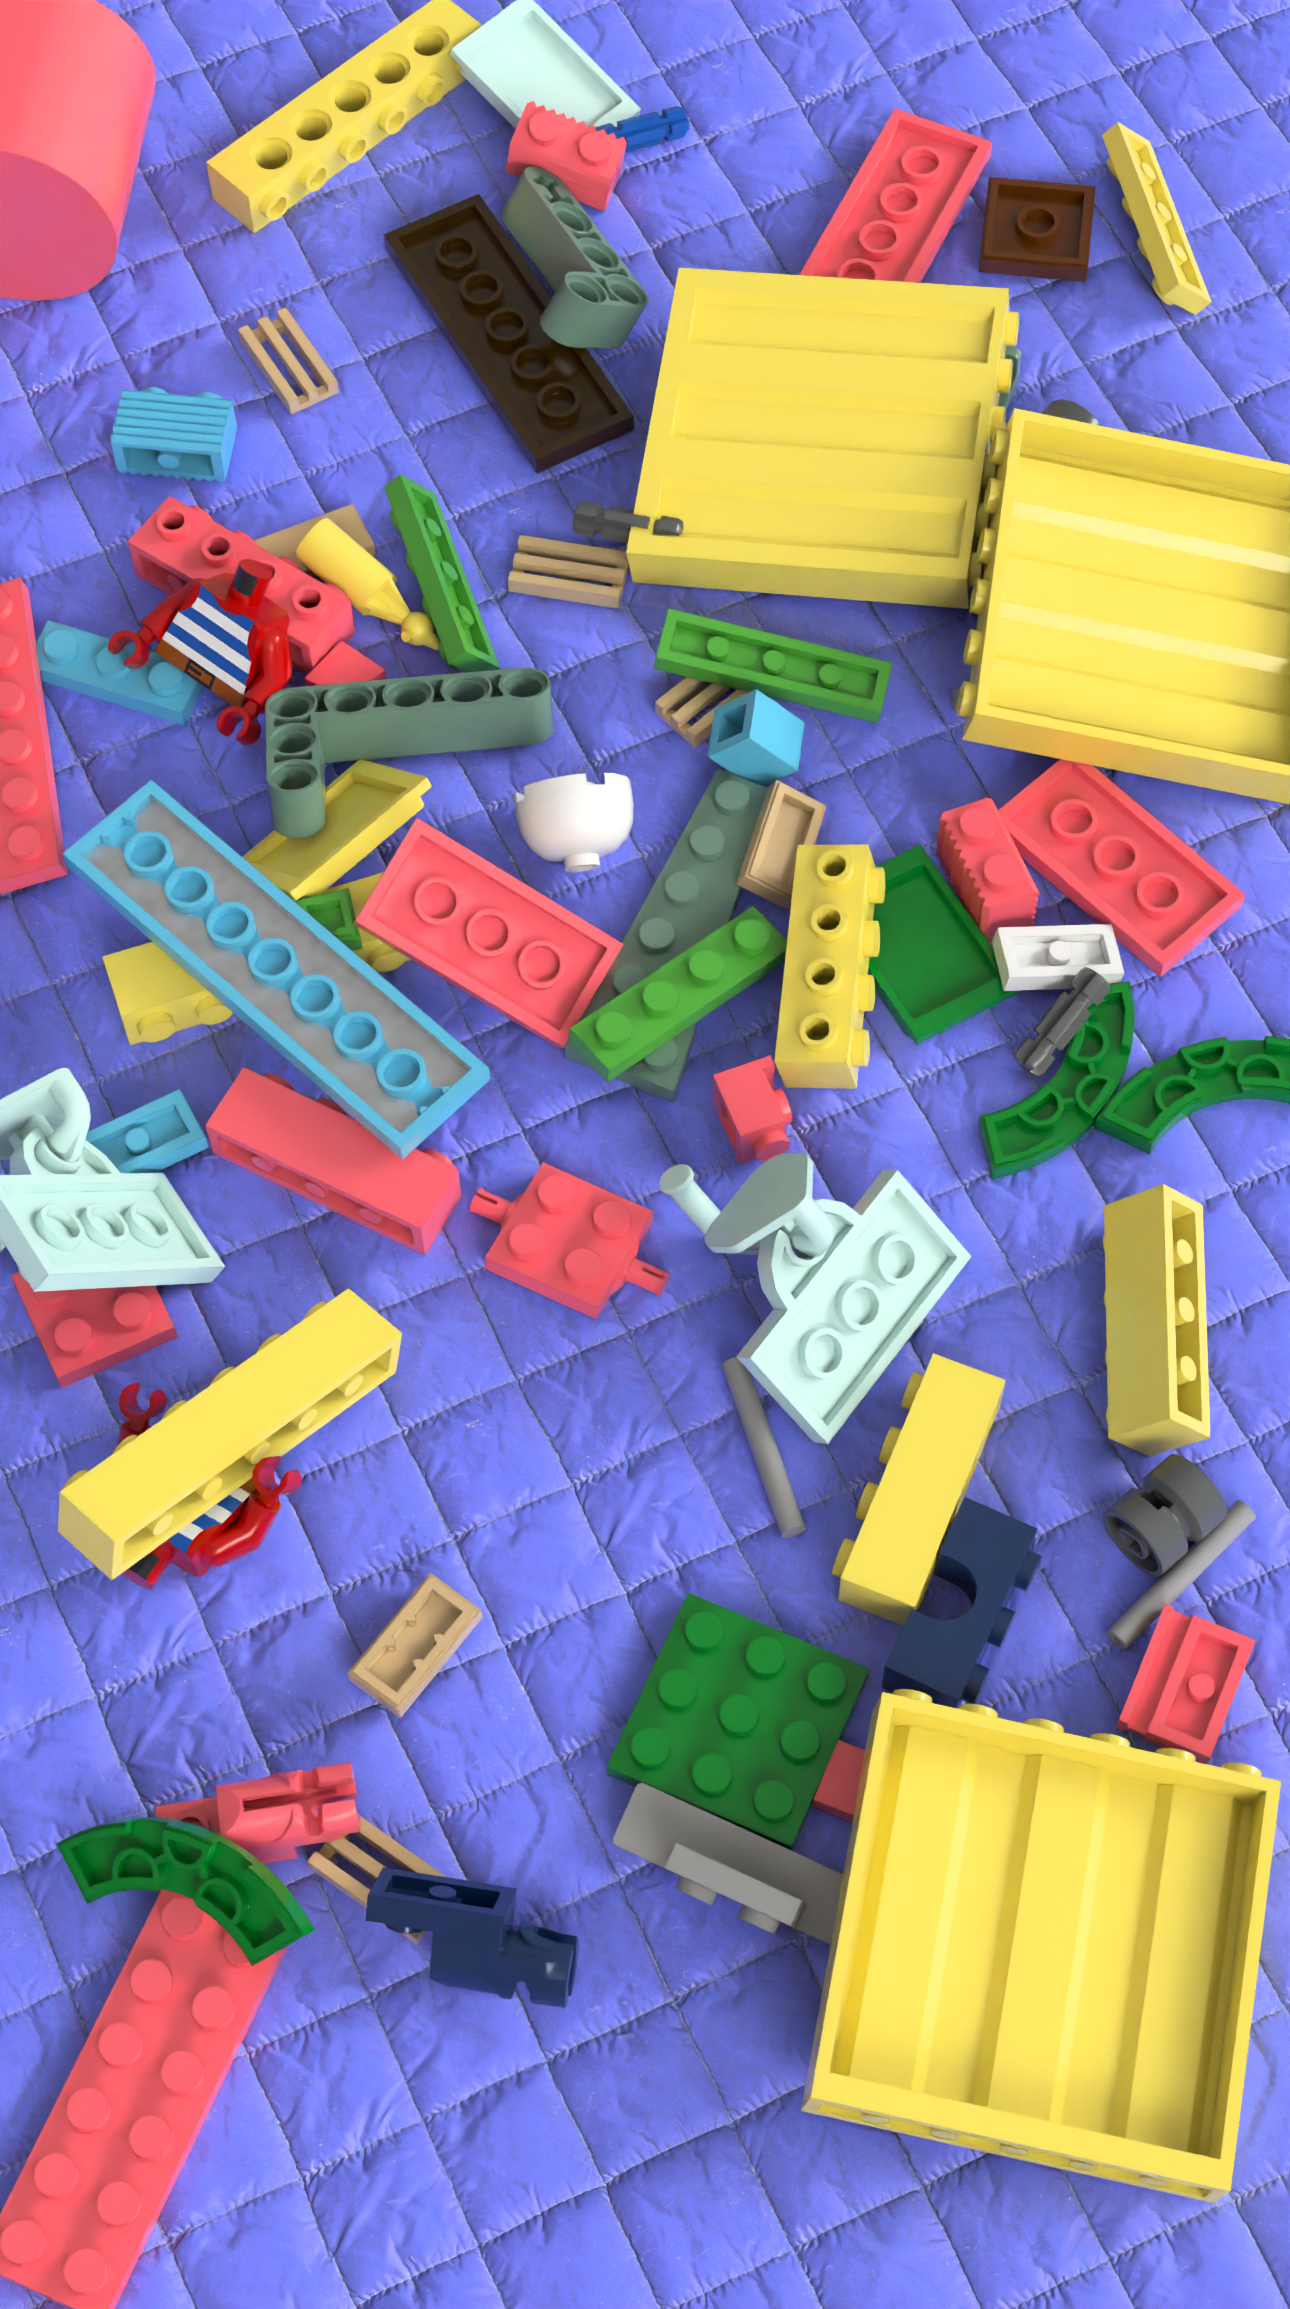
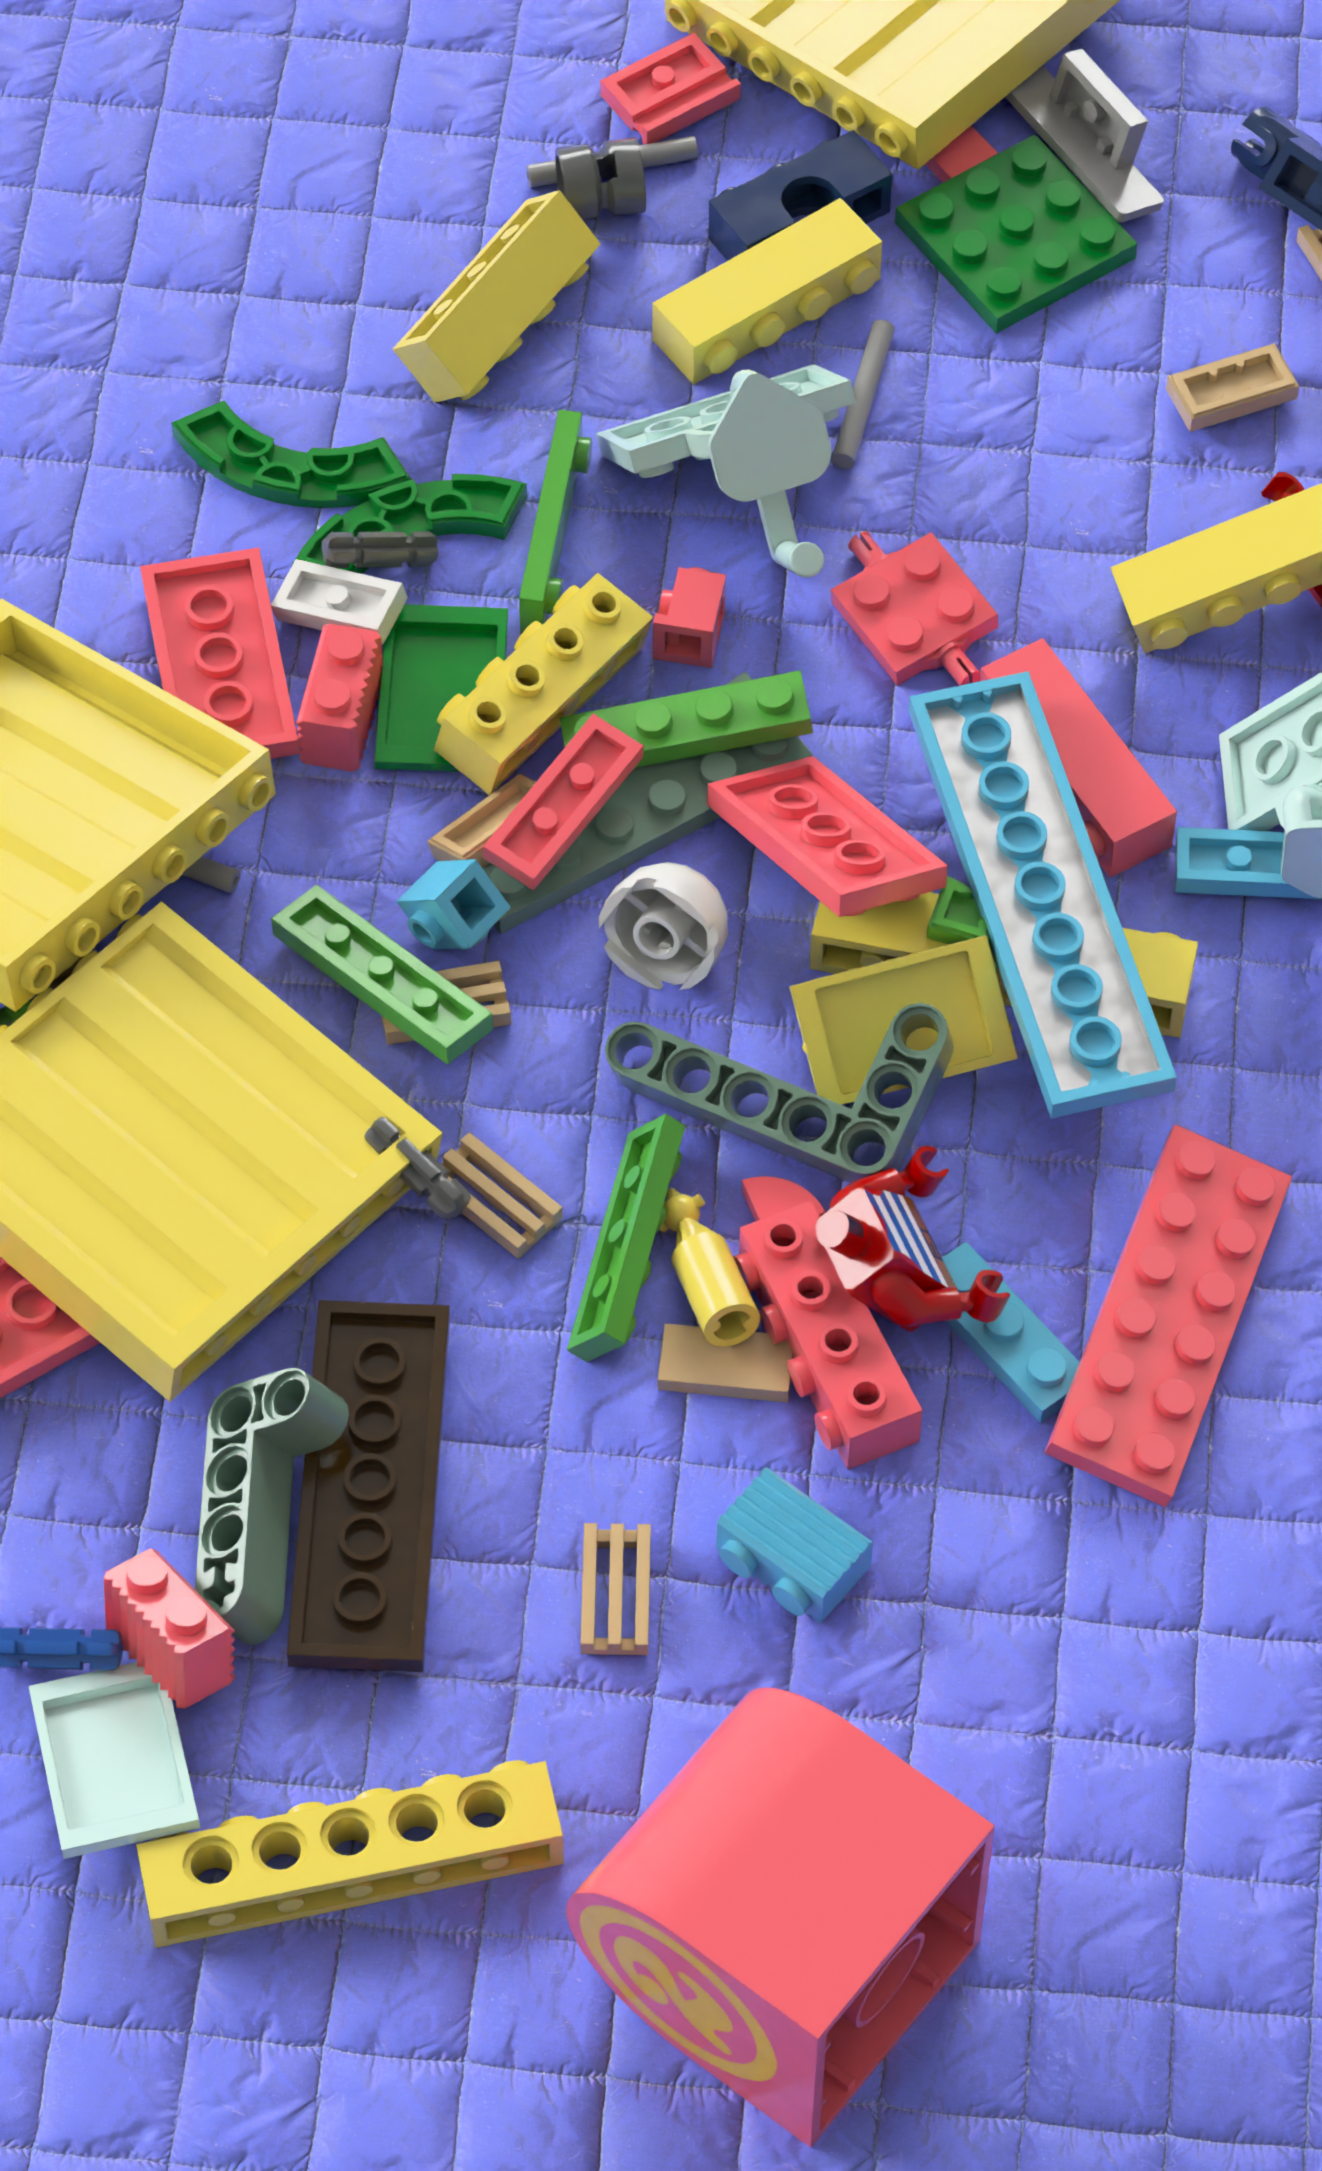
camera: 150 degrees left, 5 degrees down
(725, 850) = (563, 802): none -> coral plate
(972, 1200) = (567, 457): none -> bright green plate

